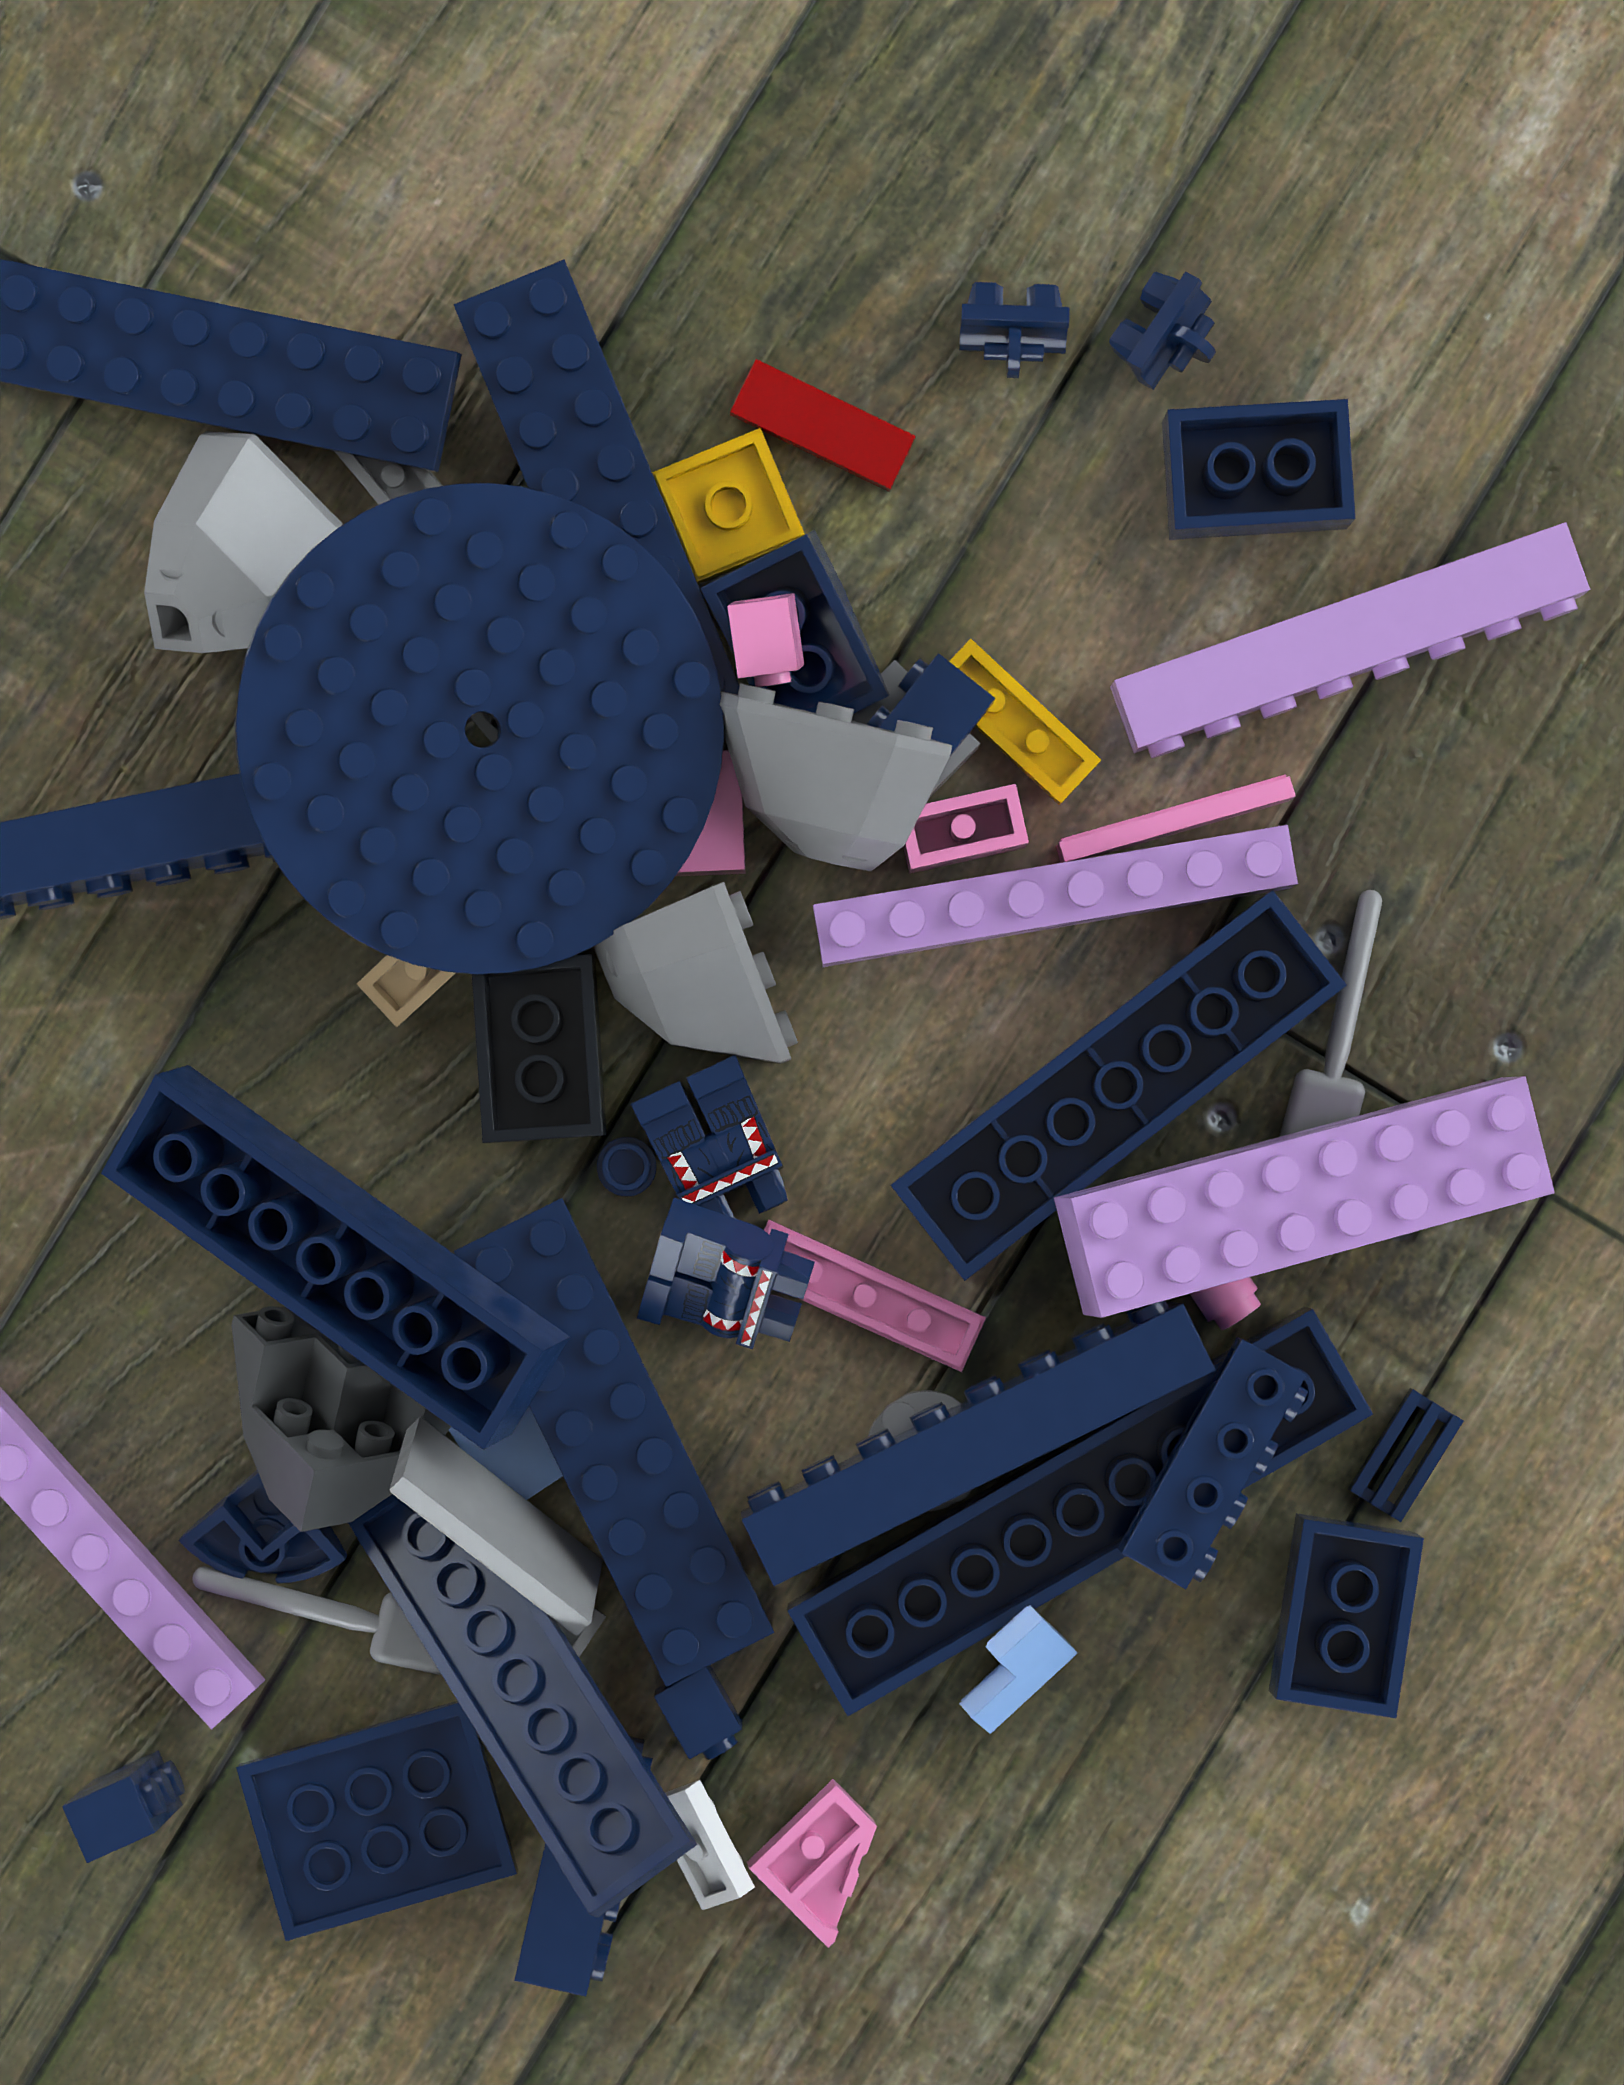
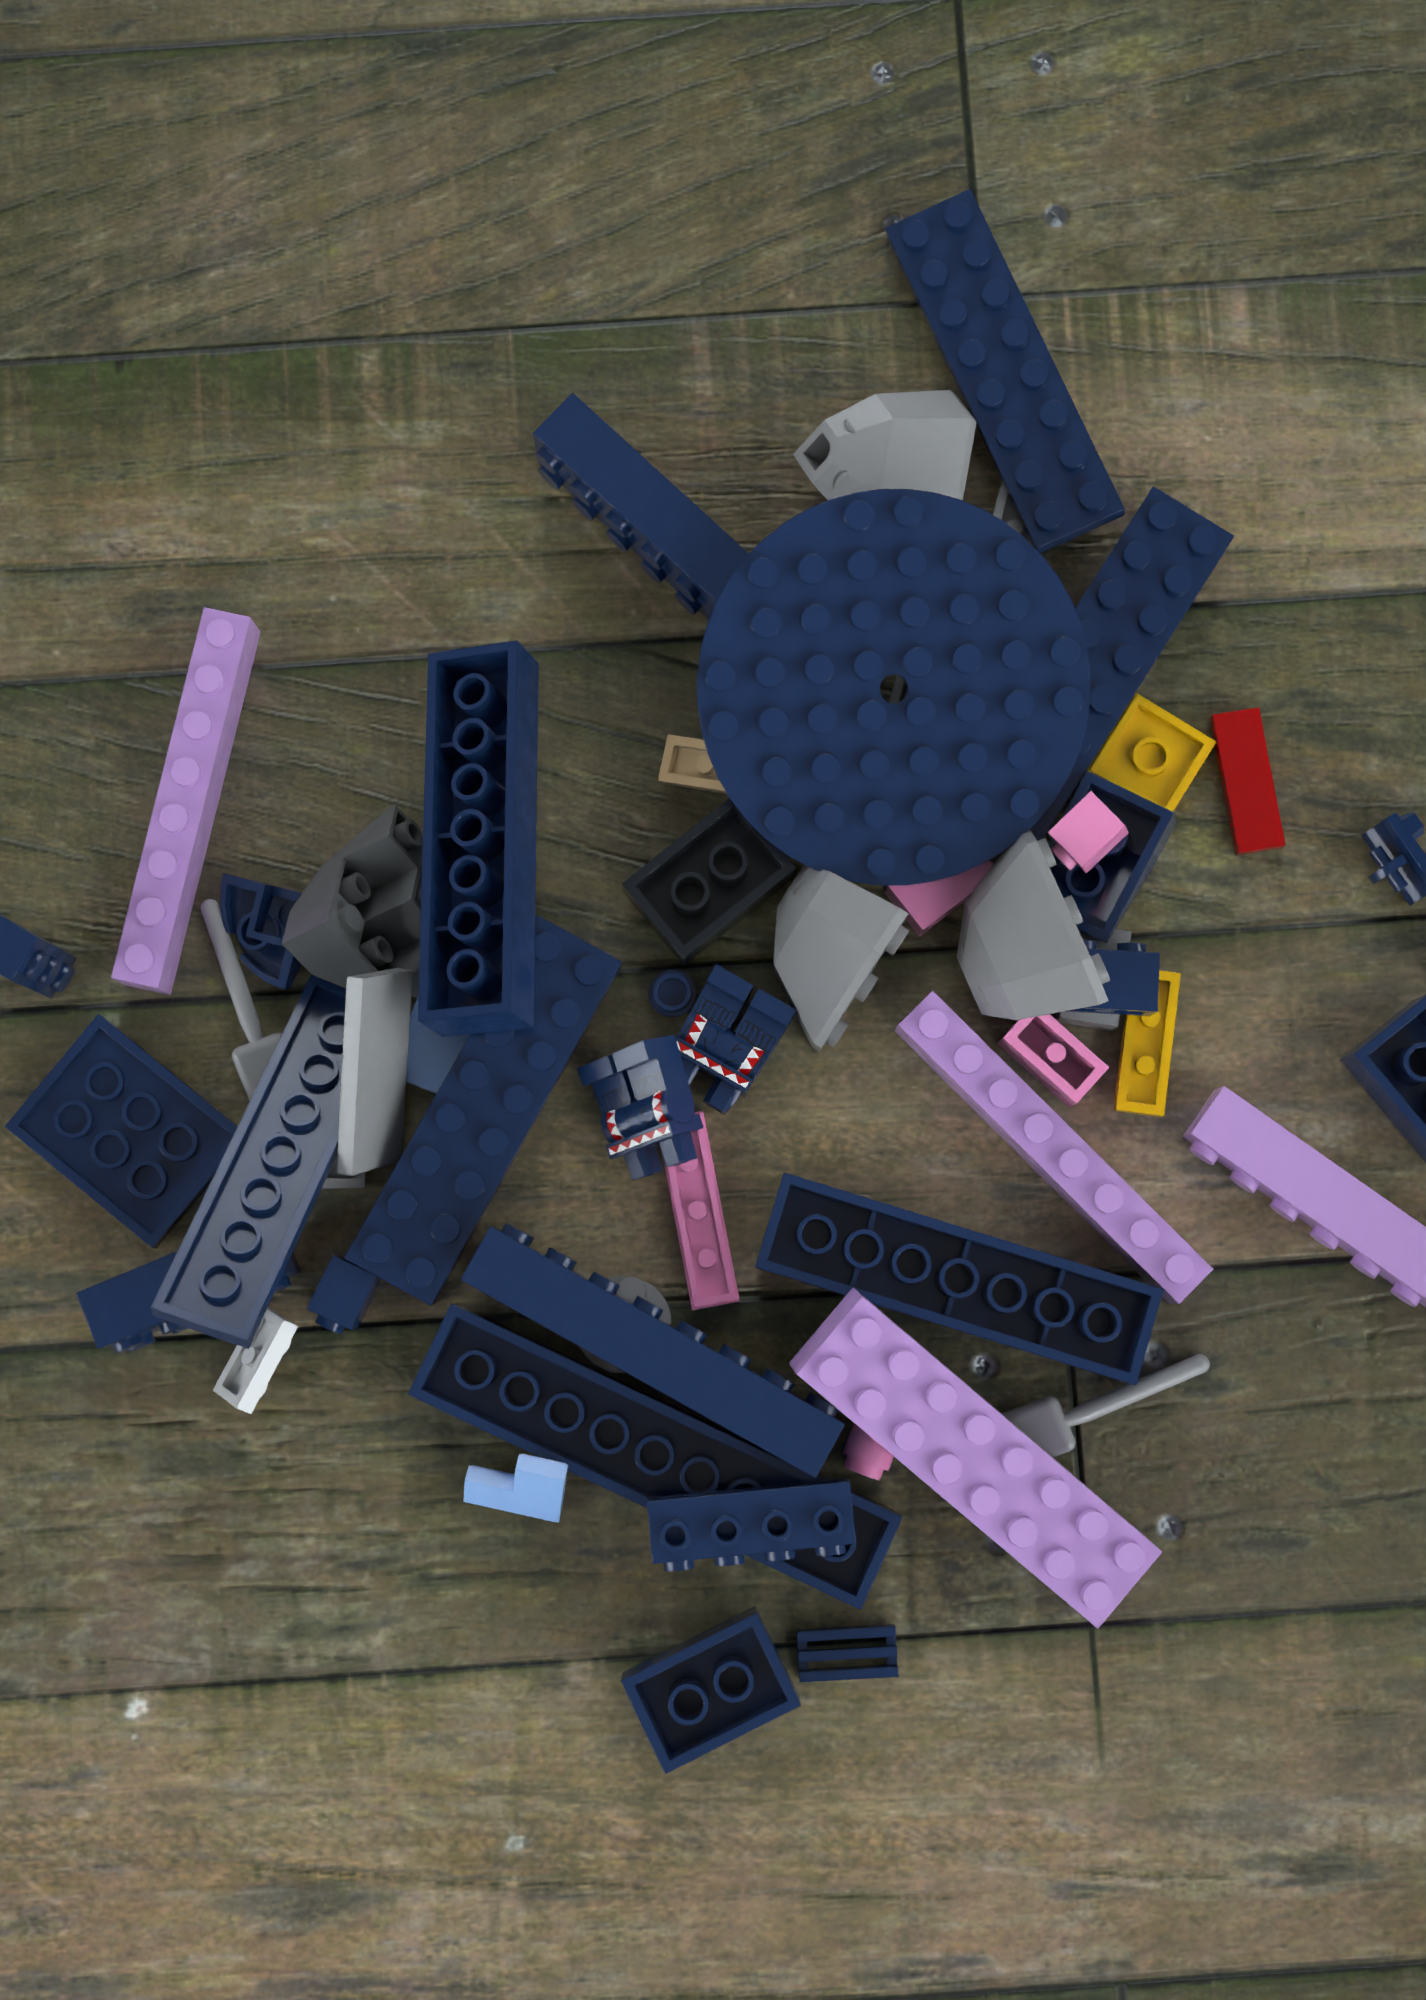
camera: 55 degrees right, 5 degrees down
(817, 1859) = (298, 1443): bright pink wing -> none
(1176, 819) = (1164, 1196): bright pink tile -> none

